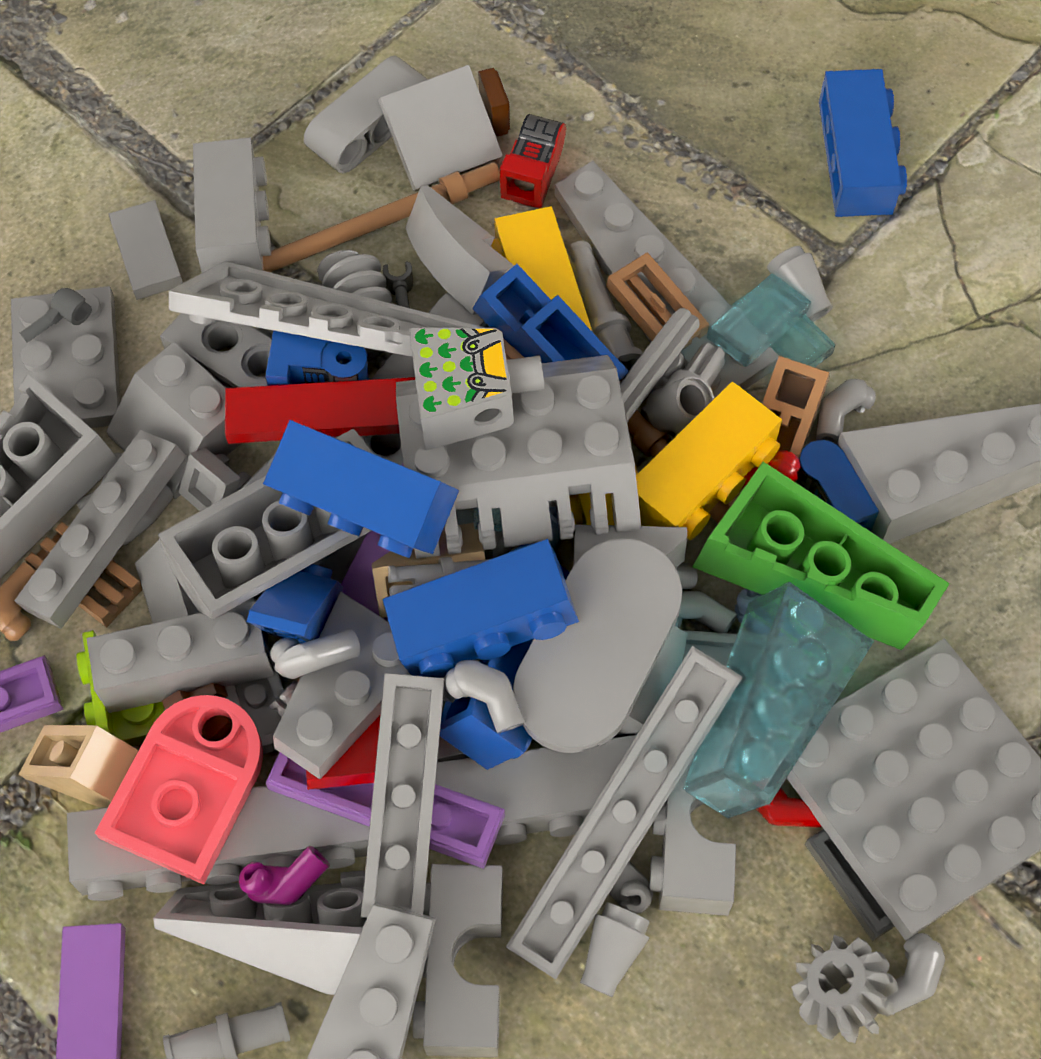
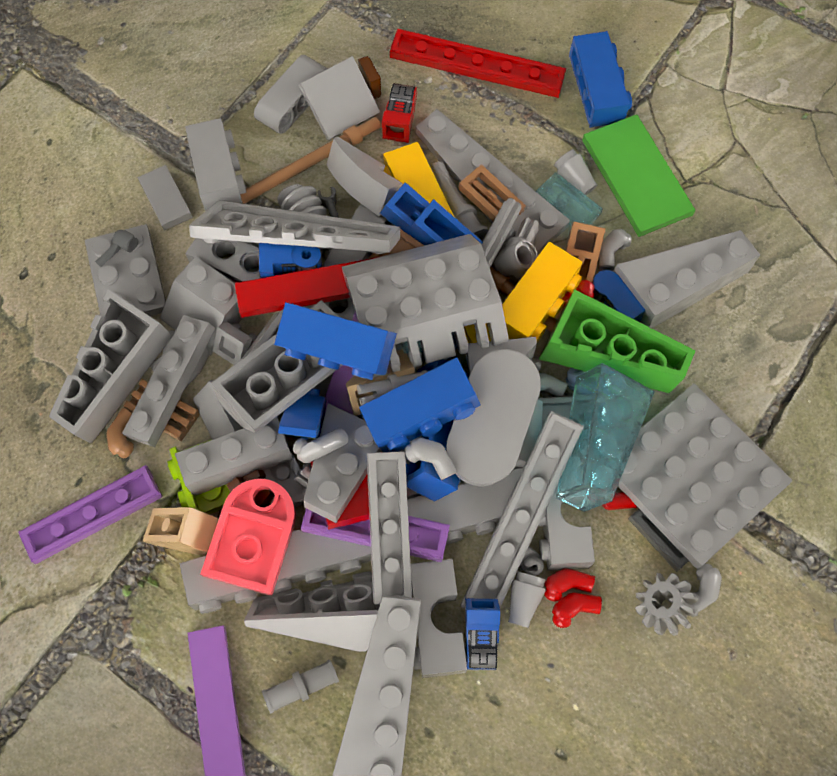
camera: 10 degrees left, 5 degrees up
(283, 884) = (320, 588): magenta arm -> none
(467, 382) = (392, 264): light grey torso -> none
(531, 994) = (482, 633): none -> leg
(671, 98) = (477, 63): none -> red tile
(683, 928) = (565, 580): none -> red arm
(690, 969) = (571, 605): none -> red arm
(758, 319) = (555, 199): clear light blue tile -> none
(902, 300) = (638, 175): none -> bright green tile

